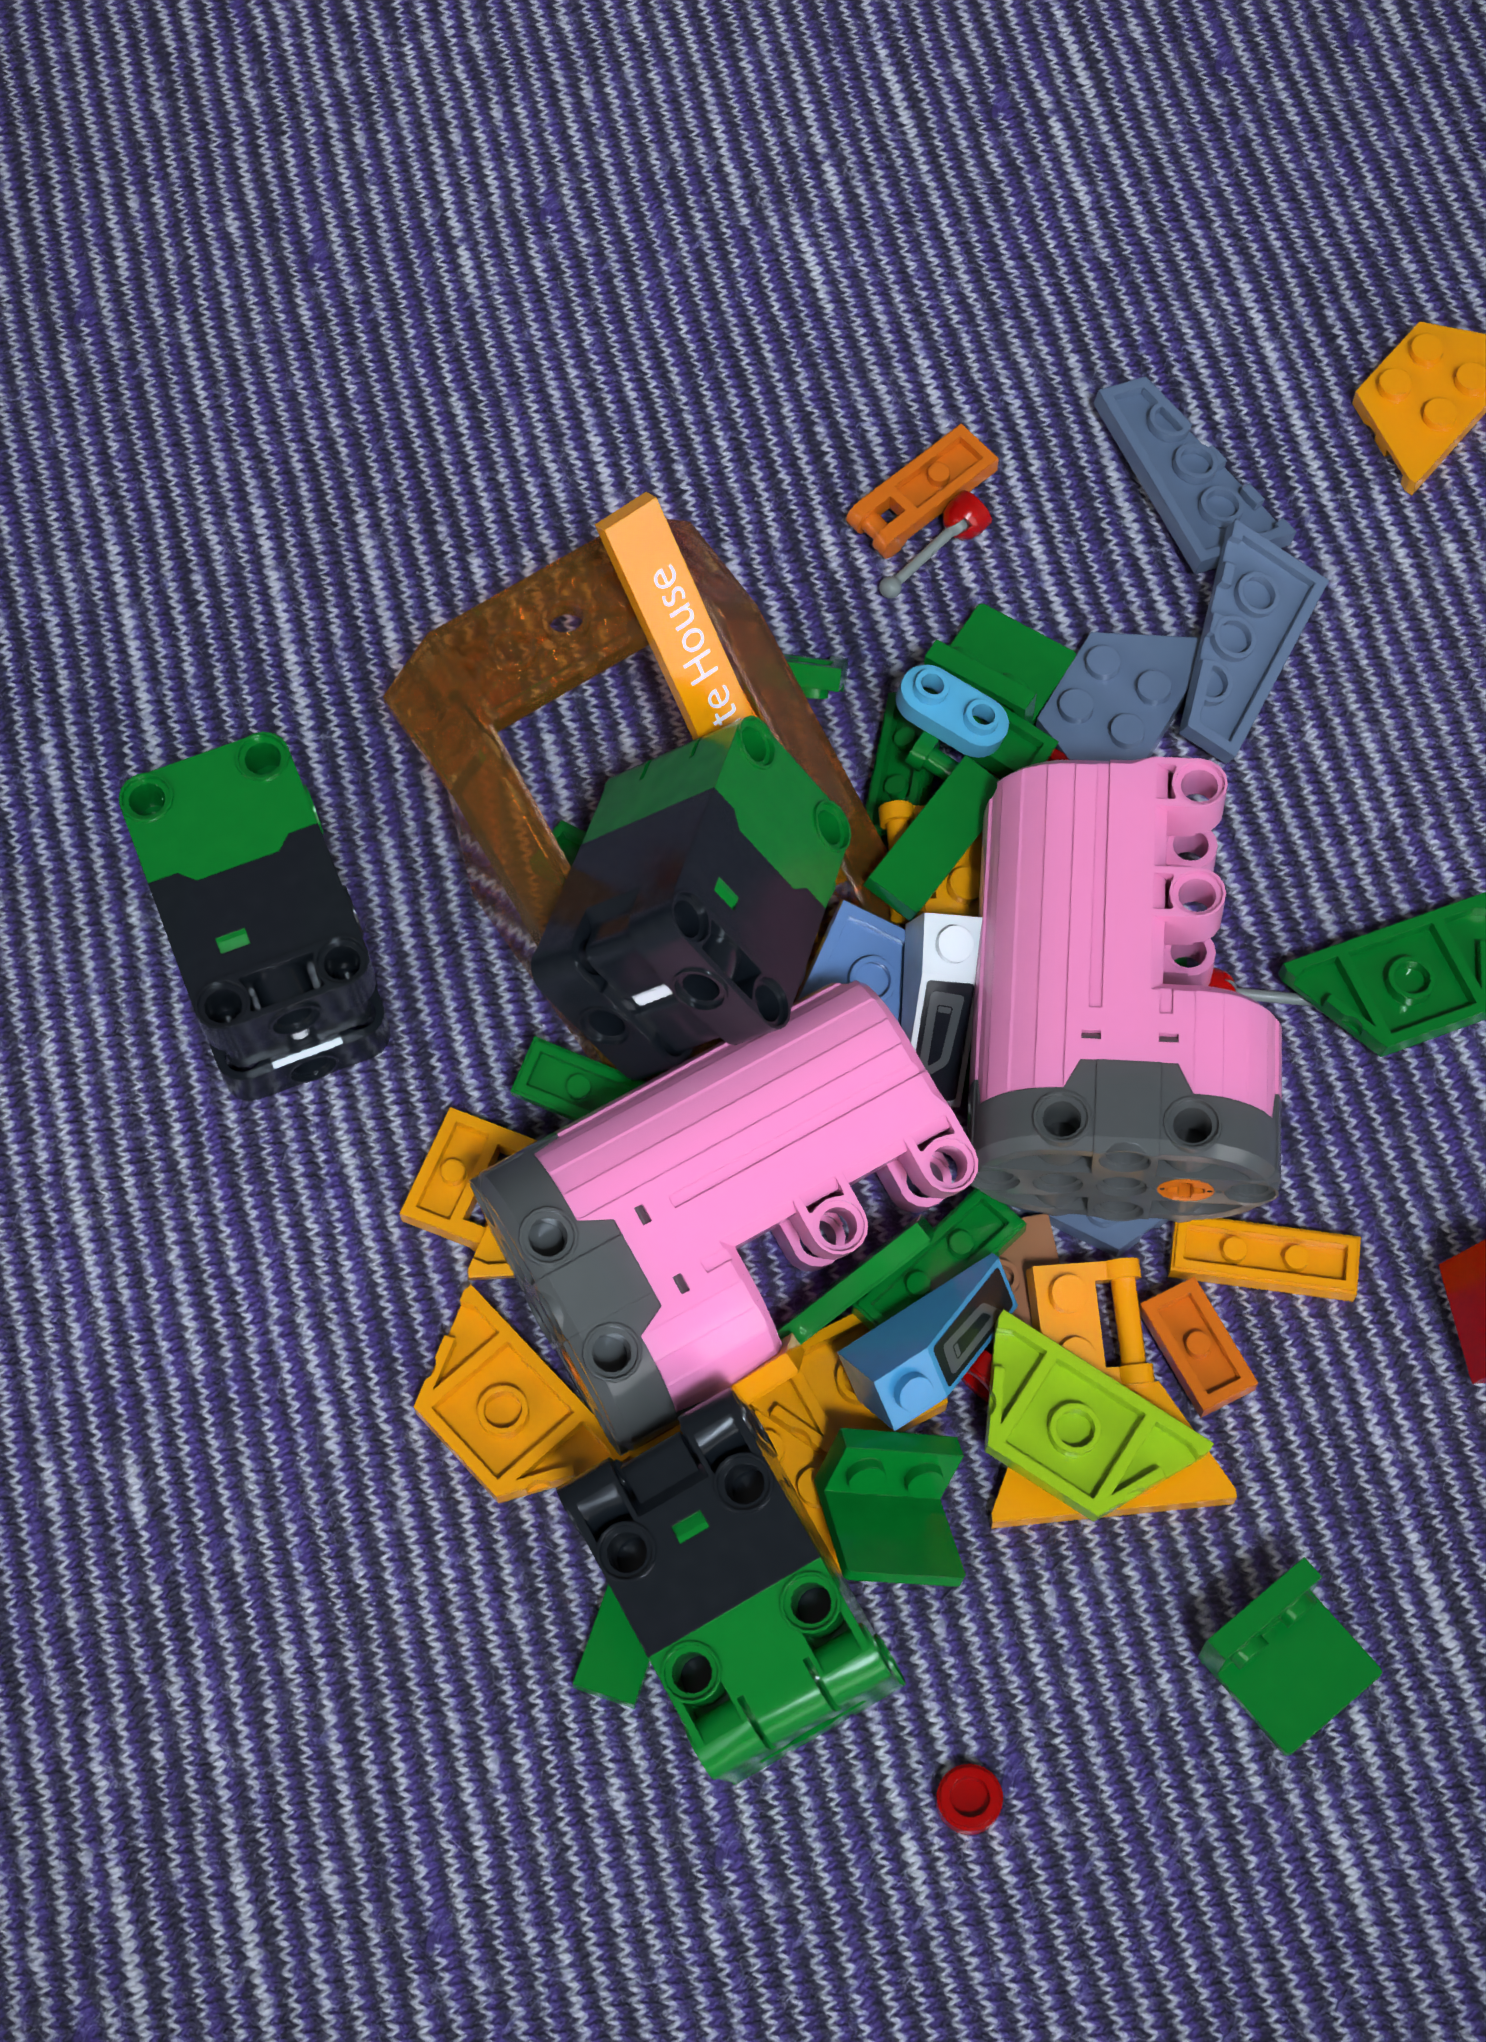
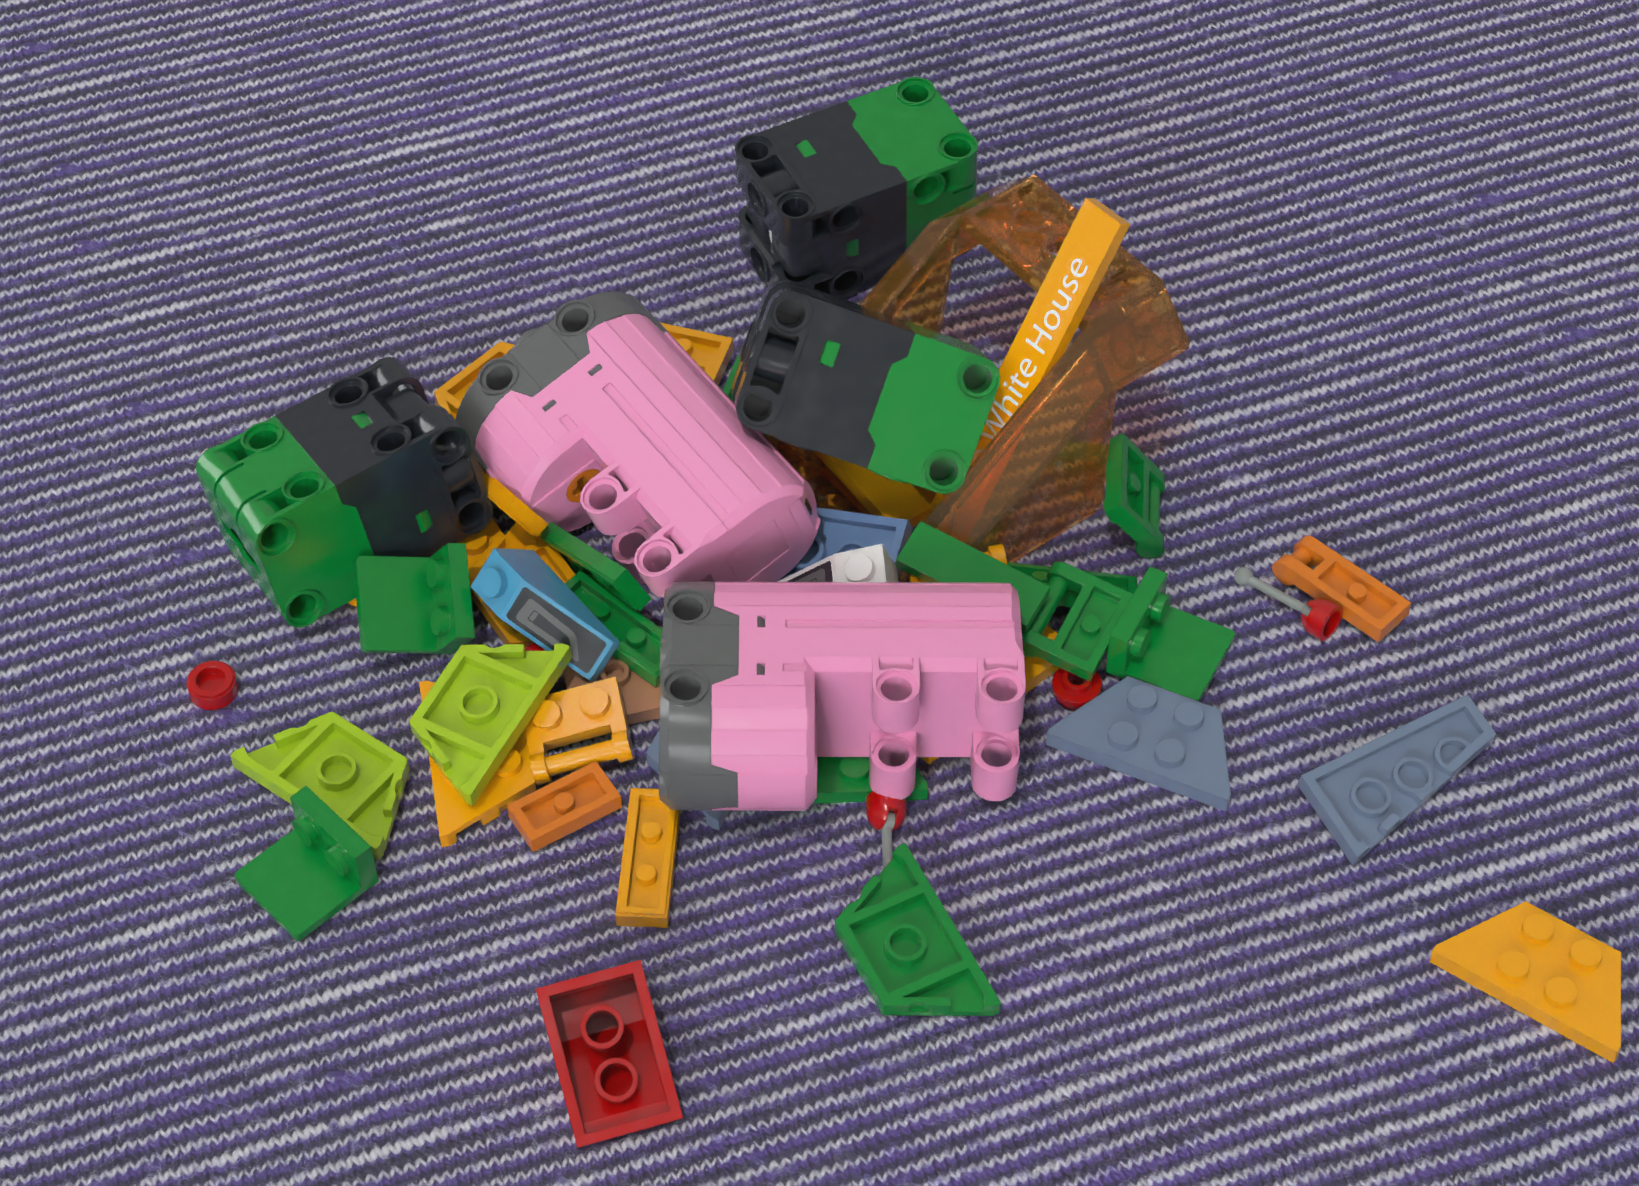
camera: 85 degrees right, 15 degrees down
(951, 711) = (1097, 578): medium azure plate -> none
(1139, 1630) = (342, 766): none -> lime wing
(1247, 635) = (1248, 822): sand blue wing -> none

